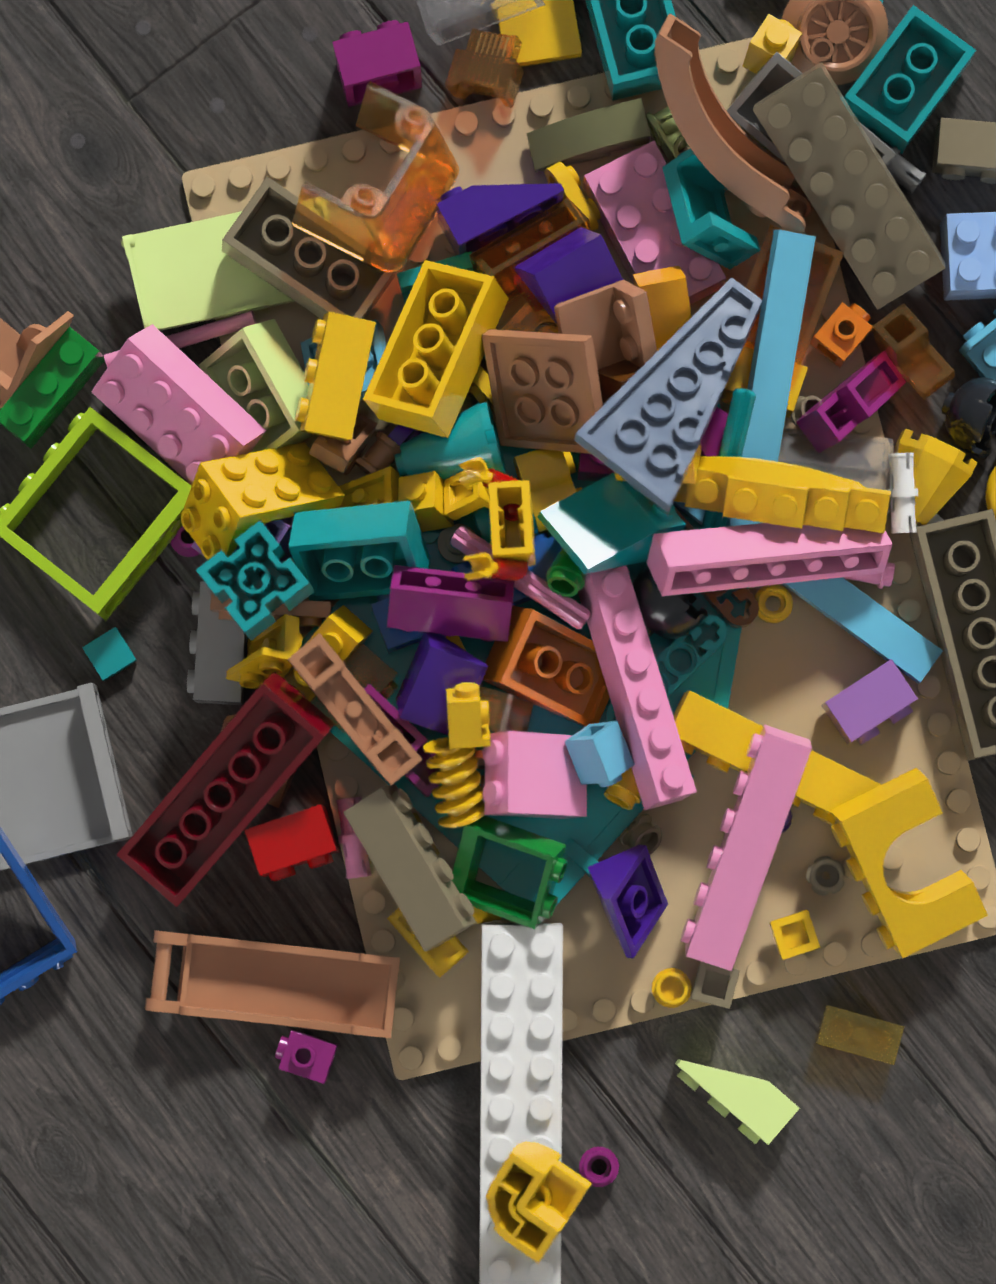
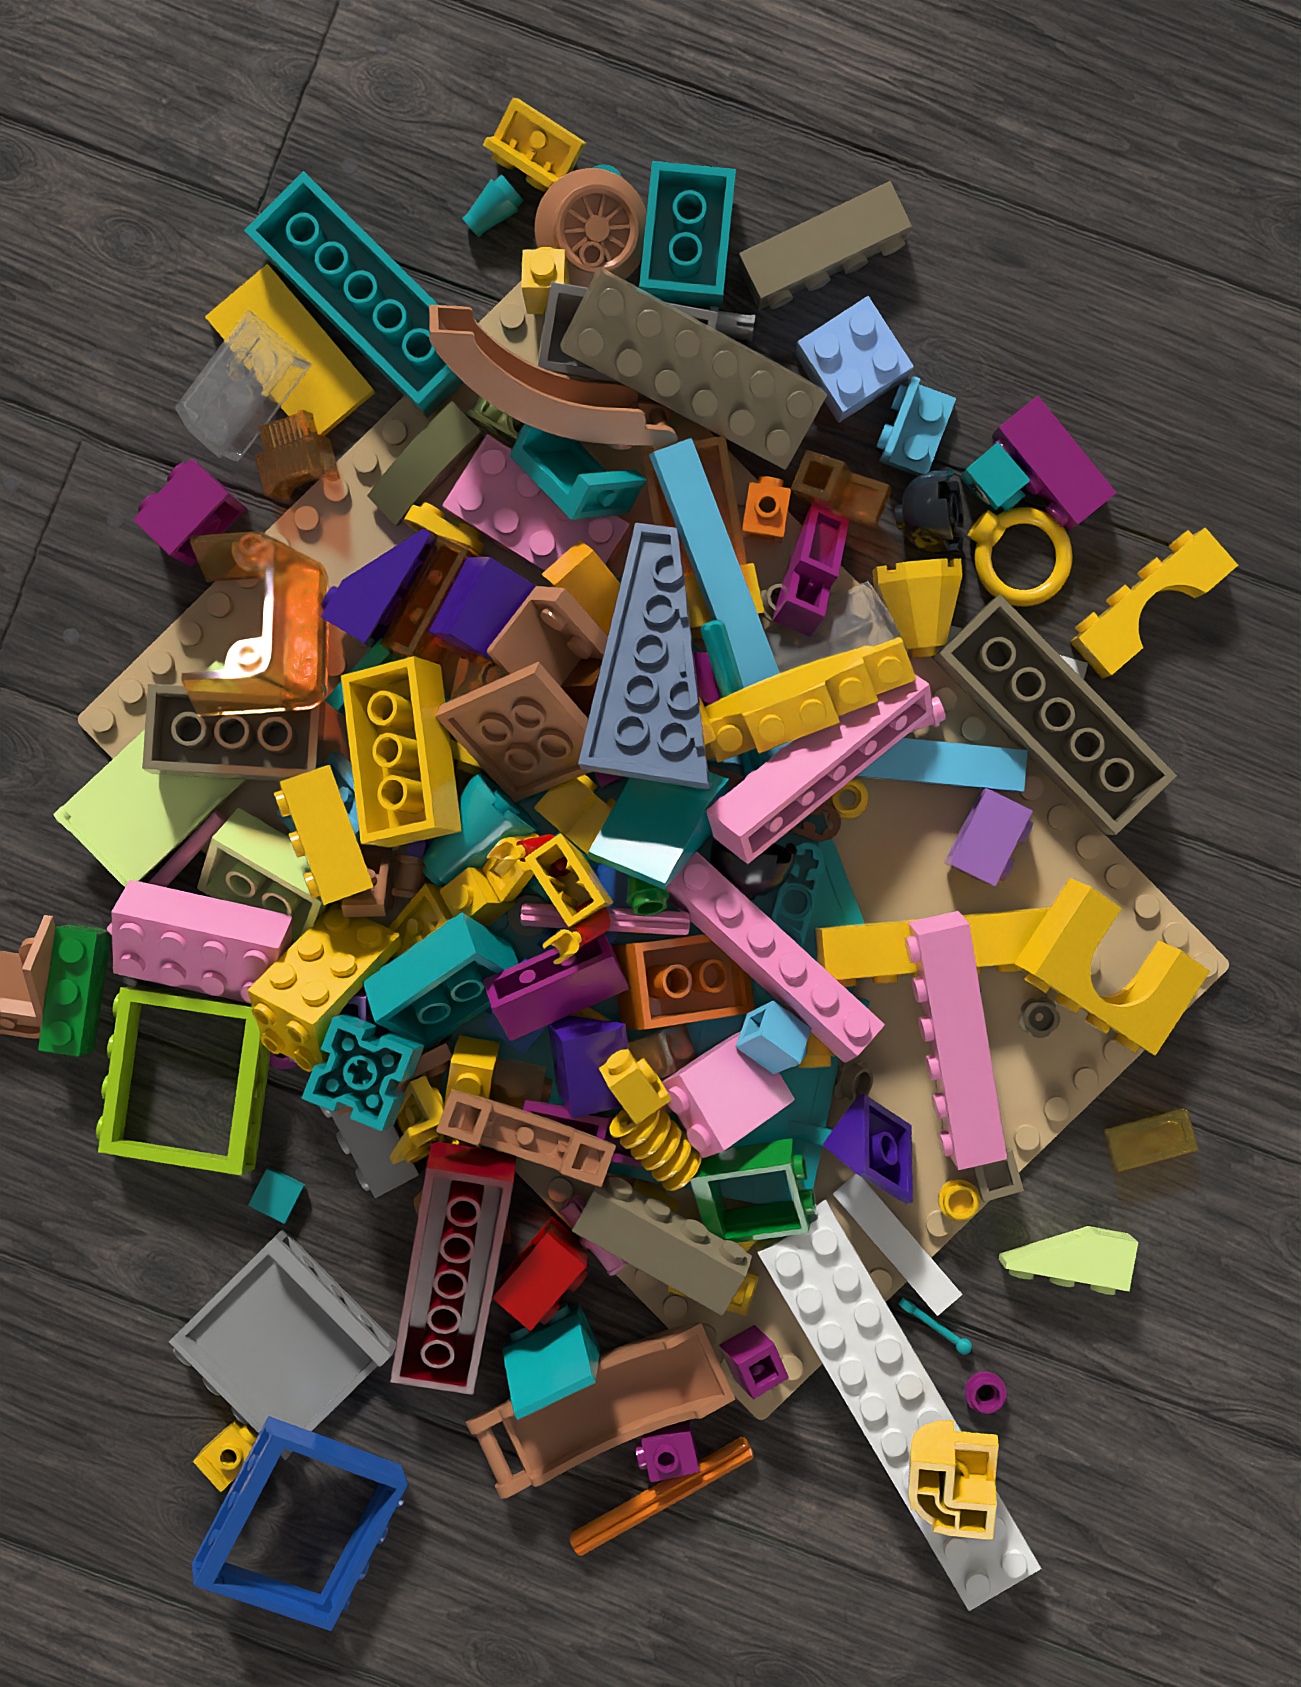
camera: 25 degrees left, 5 degrees up
(259, 912) = (550, 1360): none -> teal slope
(277, 1093) = (660, 1497): none -> orange axle
(424, 1017) = (754, 1361): none -> magenta brick
(598, 997) = (897, 1244): none -> white sticker
(603, 1117) = (963, 1345): none -> teal hinge
(794, 934) = (1042, 1087): yellow plate -> none
(902, 492) = (910, 629): white pin -> none

